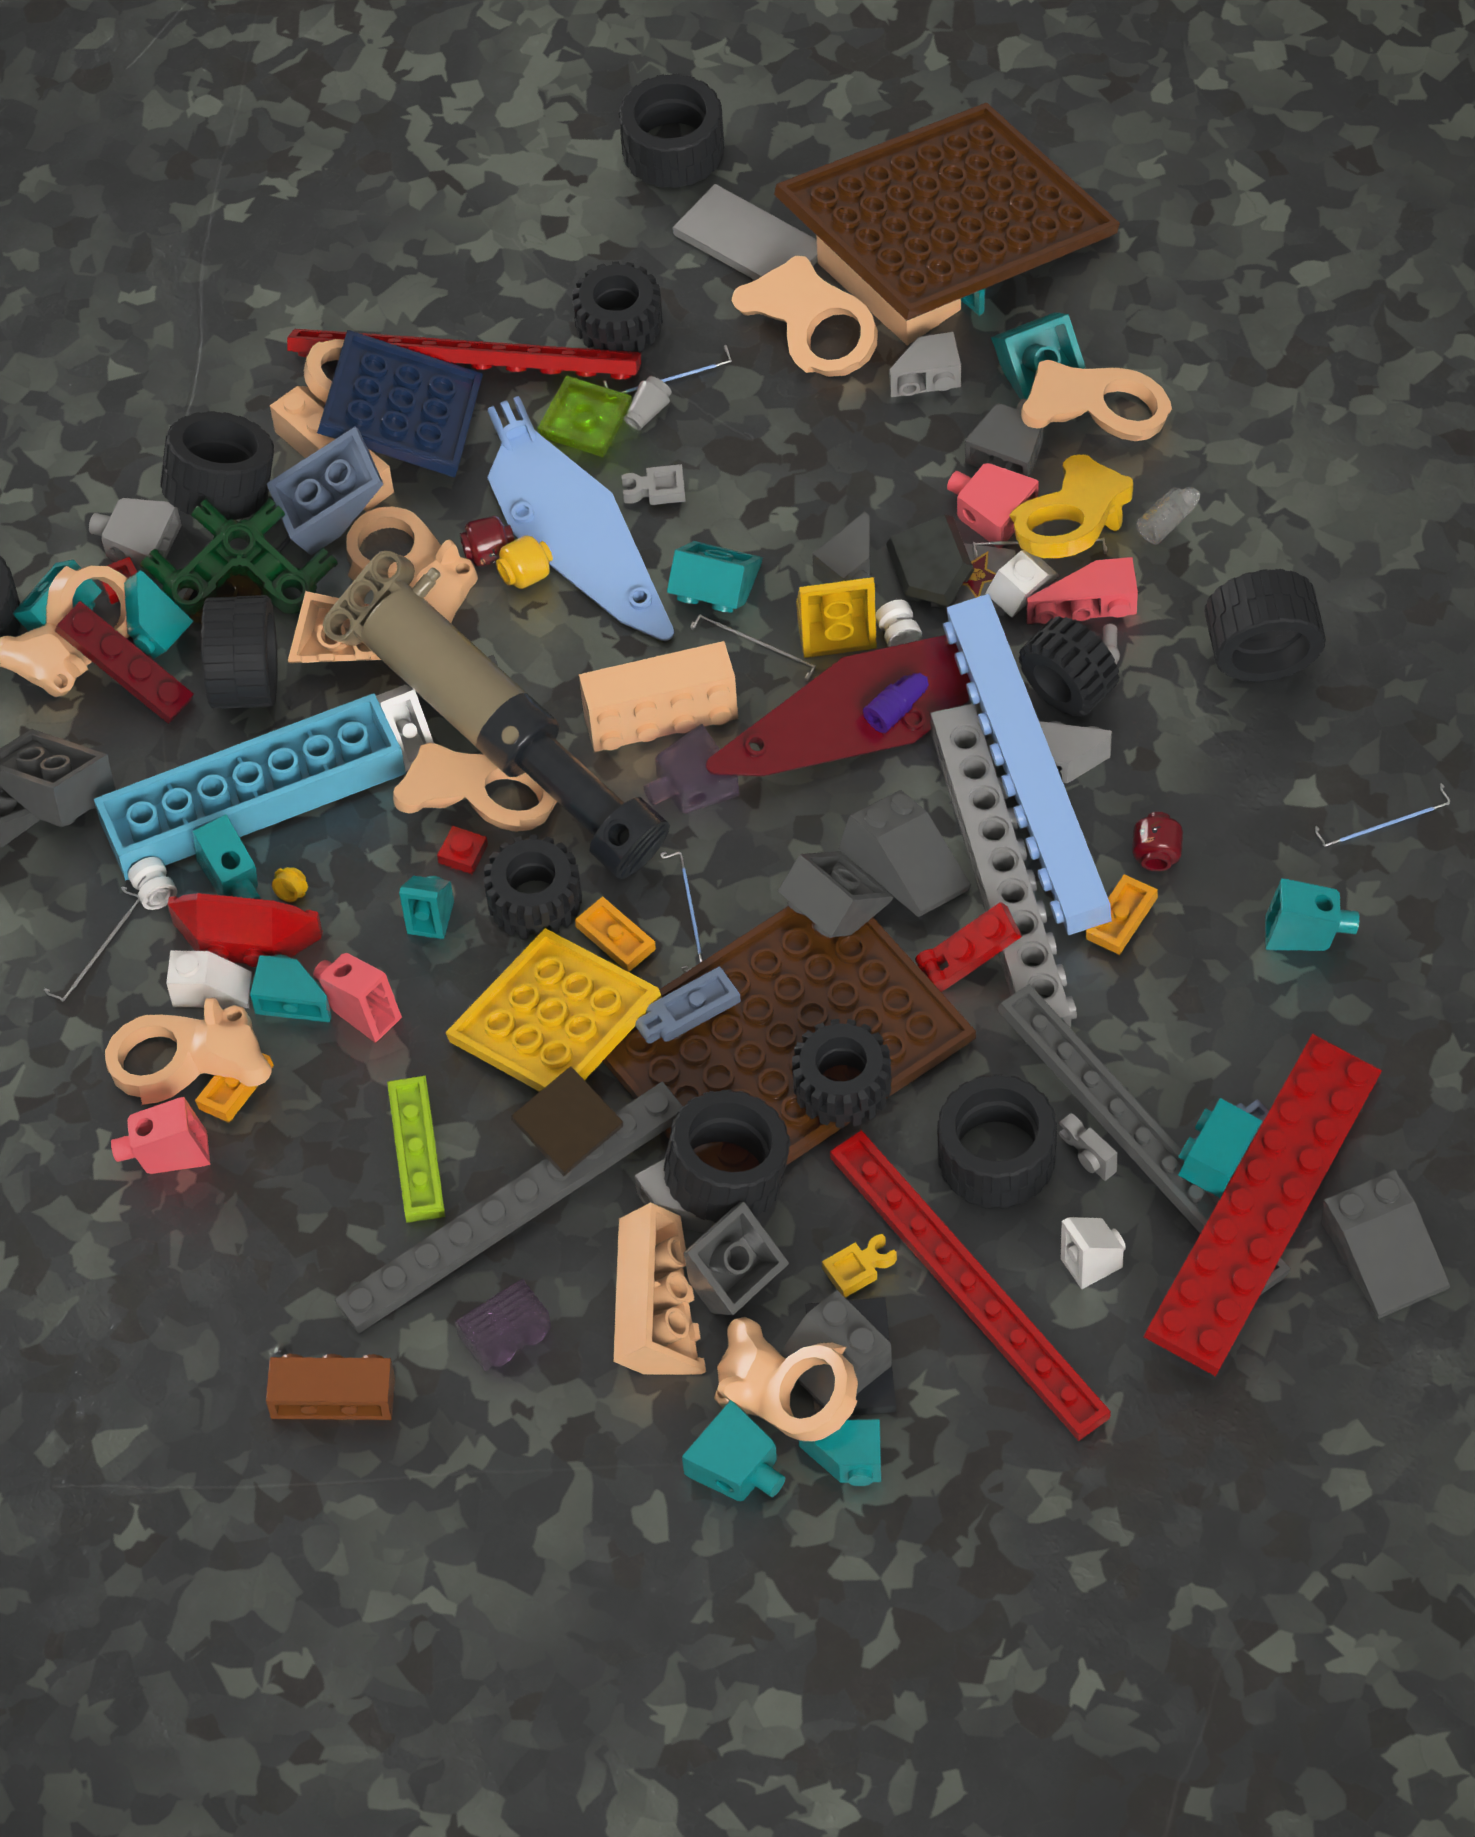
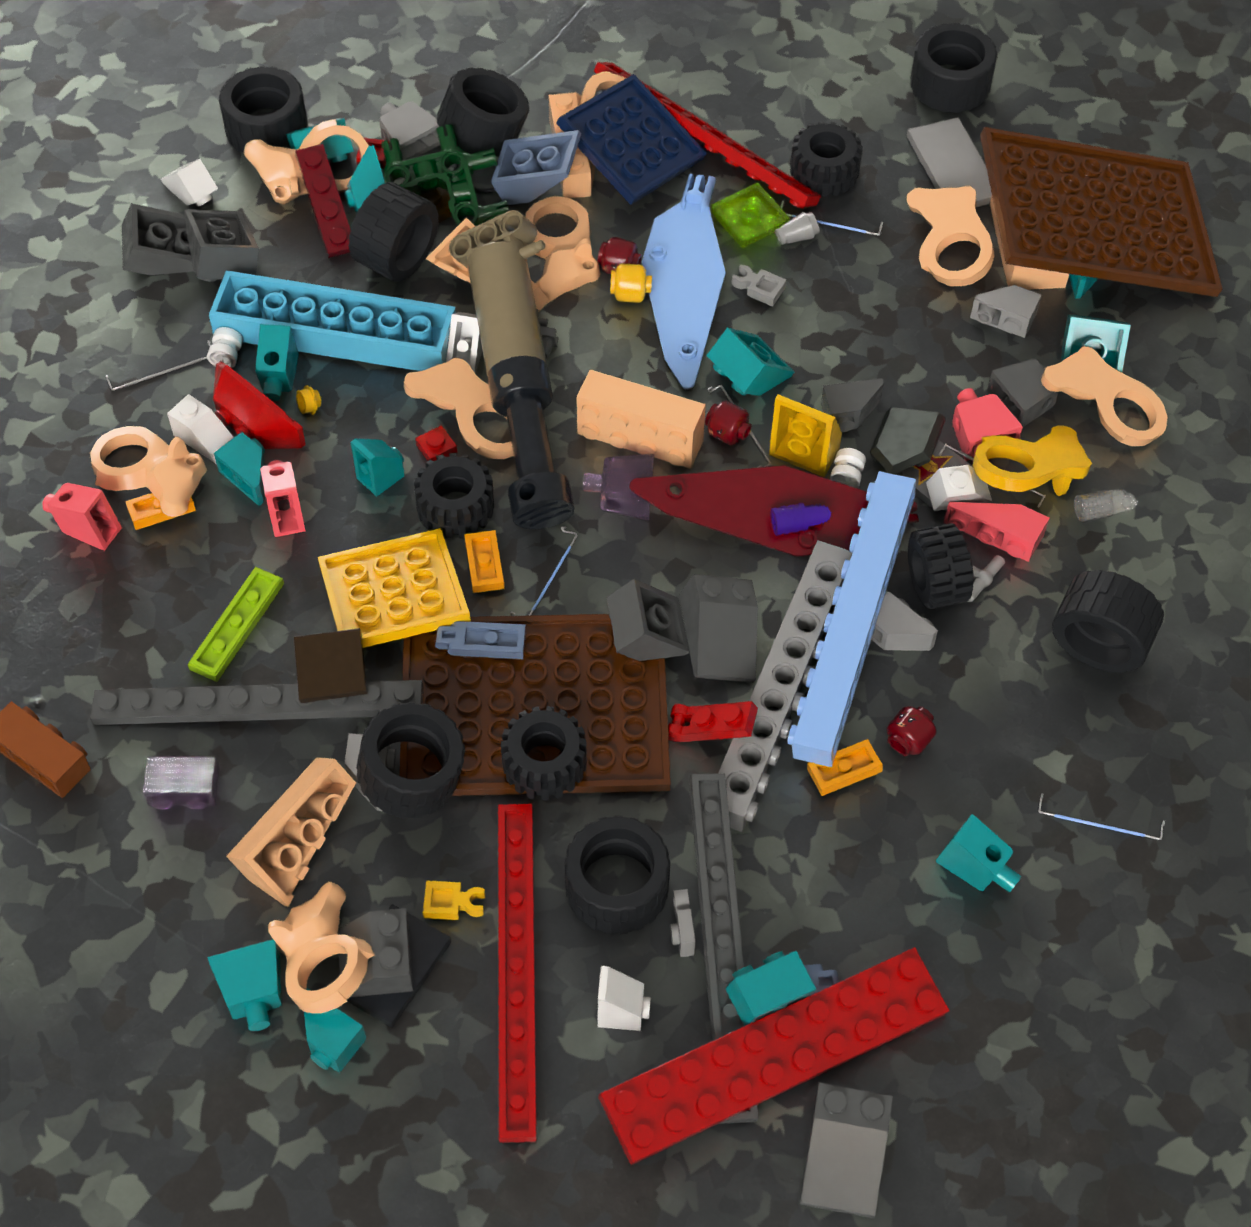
camera: 30 degrees right, 0 degrees up
(732, 1261) = (358, 837): dark grey slope -> none
(745, 647) = (728, 422): none -> dark red head

